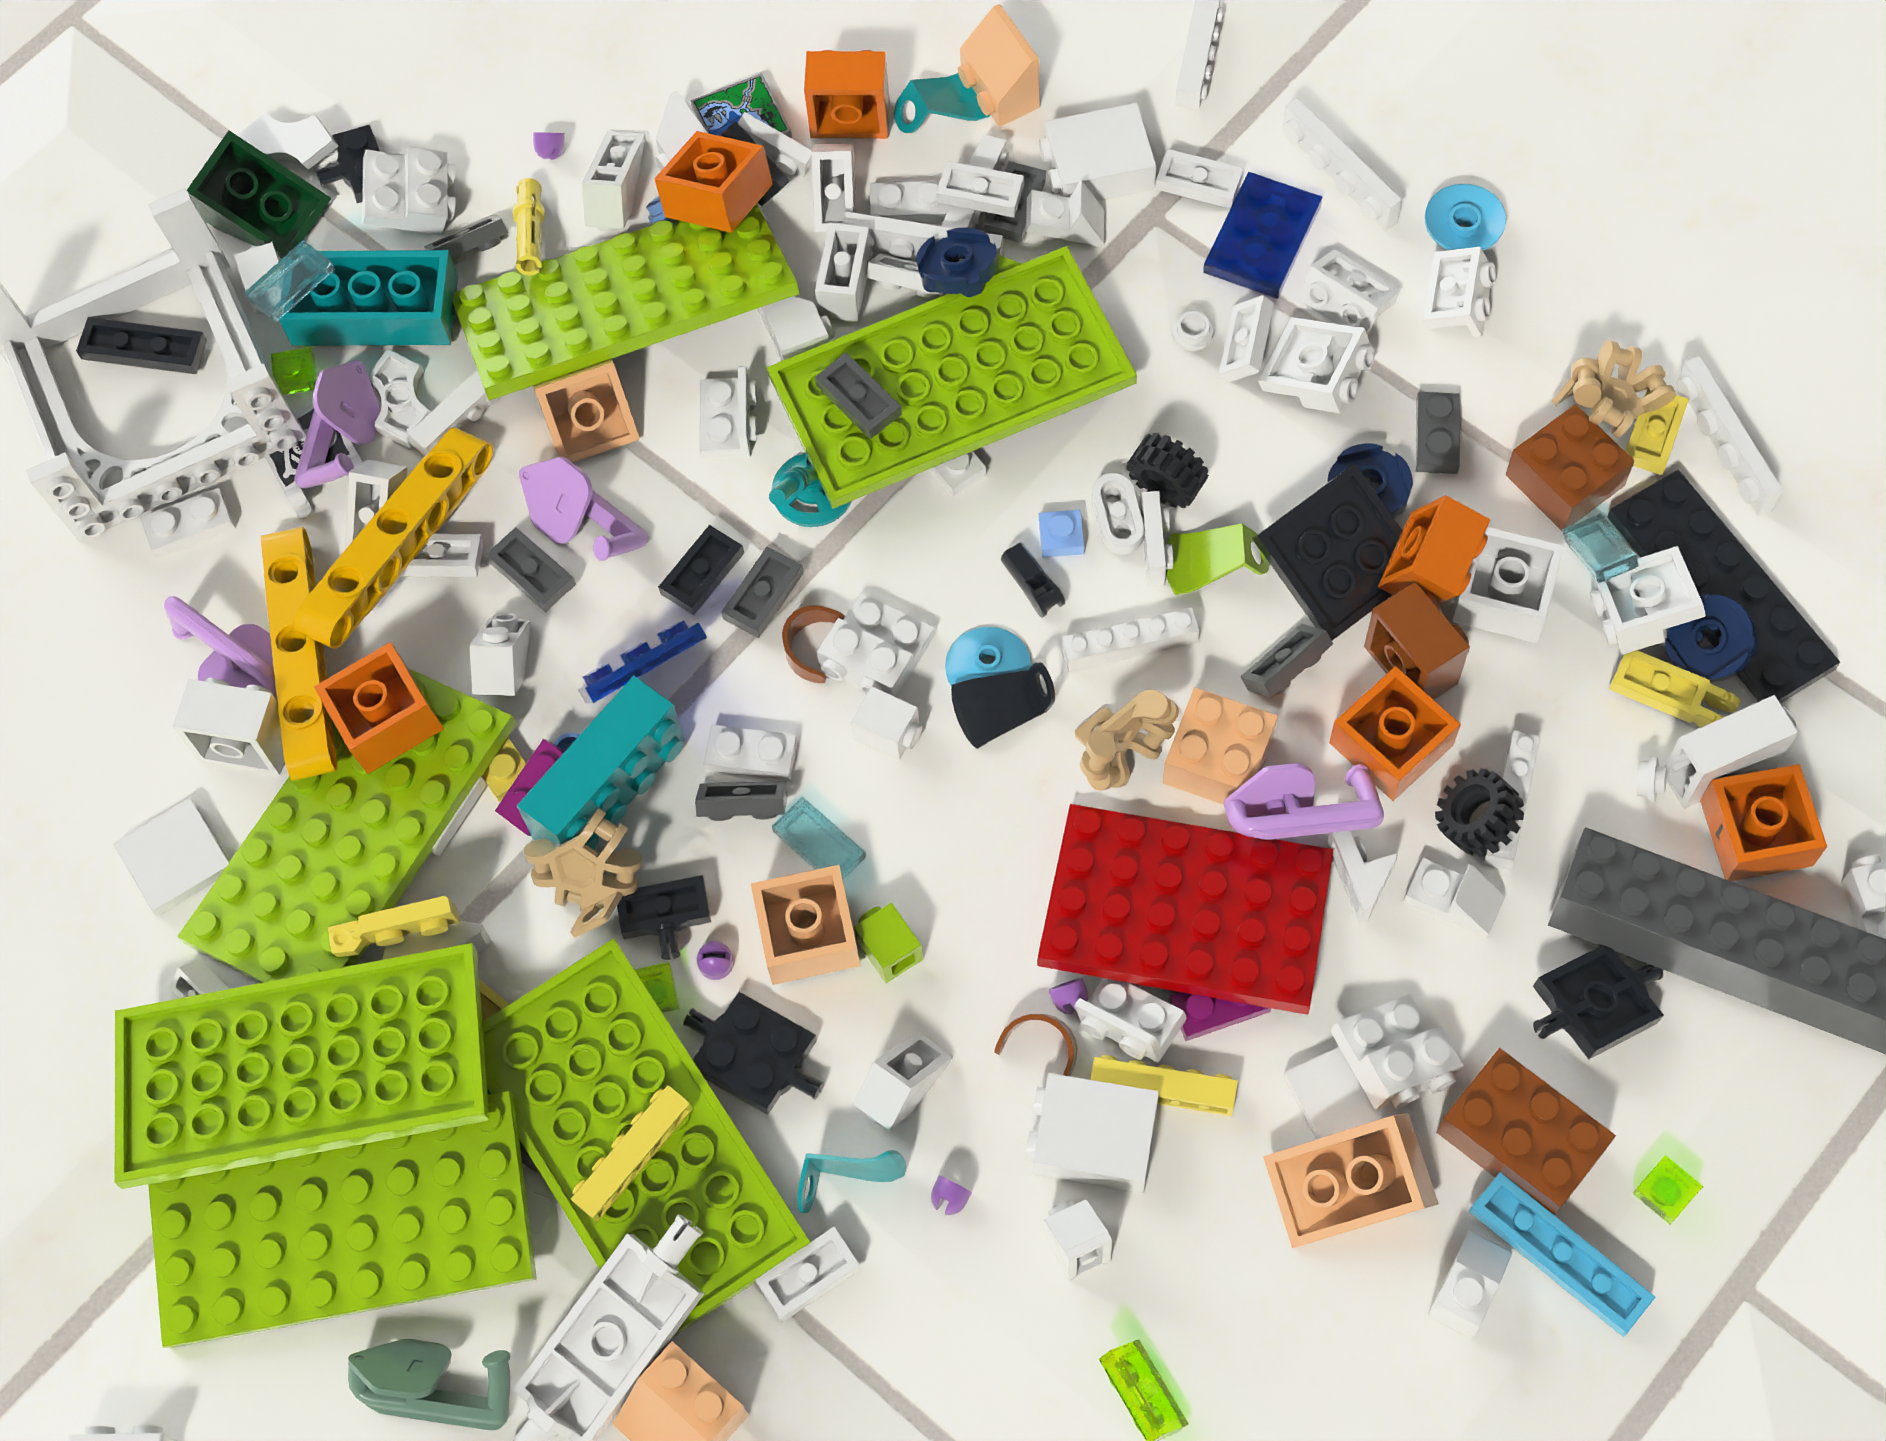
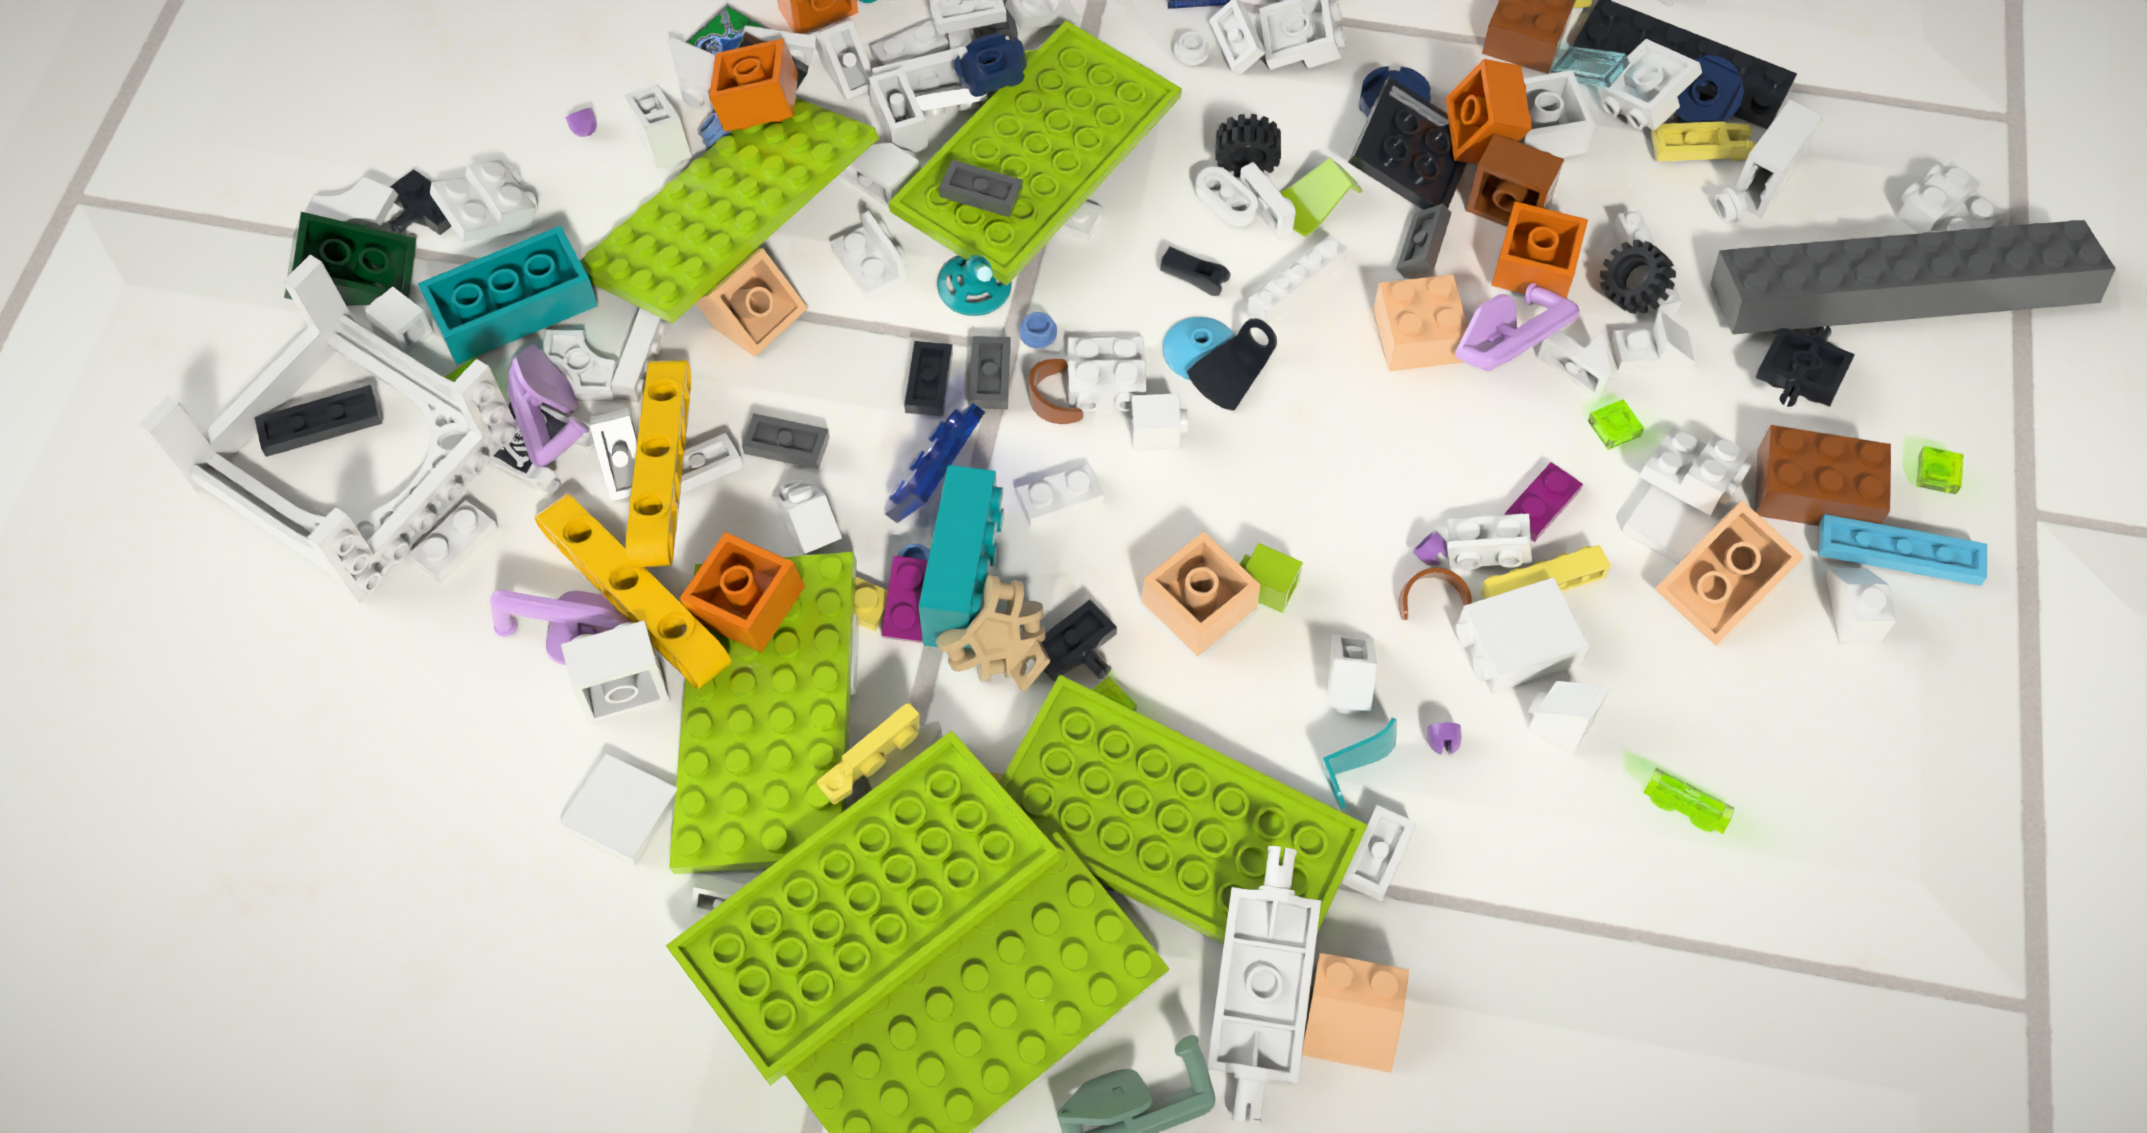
camera: 35 degrees left, 5 degrees down
(289, 281) = (436, 303): clear light blue tile -> none
(482, 234) = (569, 212): dark grey plate -> none
(529, 216) = (604, 179): light yellow pin -> none
(559, 498) = (778, 374): lavender piece -> none
(631, 1153) = (1186, 829): light yellow piece -> none
(714, 967) = (1143, 665): medium lavender hinge -> none
(728, 800) = (1092, 524): dark grey plate -> none
(754, 1053) = (1221, 711): black plate -> none
(817, 838) = (1156, 531): clear light blue tile -> none
(838, 570) = (1038, 330): none -> medium blue plate
(1061, 533) = (1191, 230): light blue plate -> none
(1106, 746) = (1359, 316): tan piece -> none
(1187, 909) = (1474, 445): red plate -> none
(1354, 959) = (1615, 424): none -> clear neon green plate
(1438, 432) = (1416, 43): dark grey plate -> none
(1763, 823) = (1829, 195): orange brick -> none

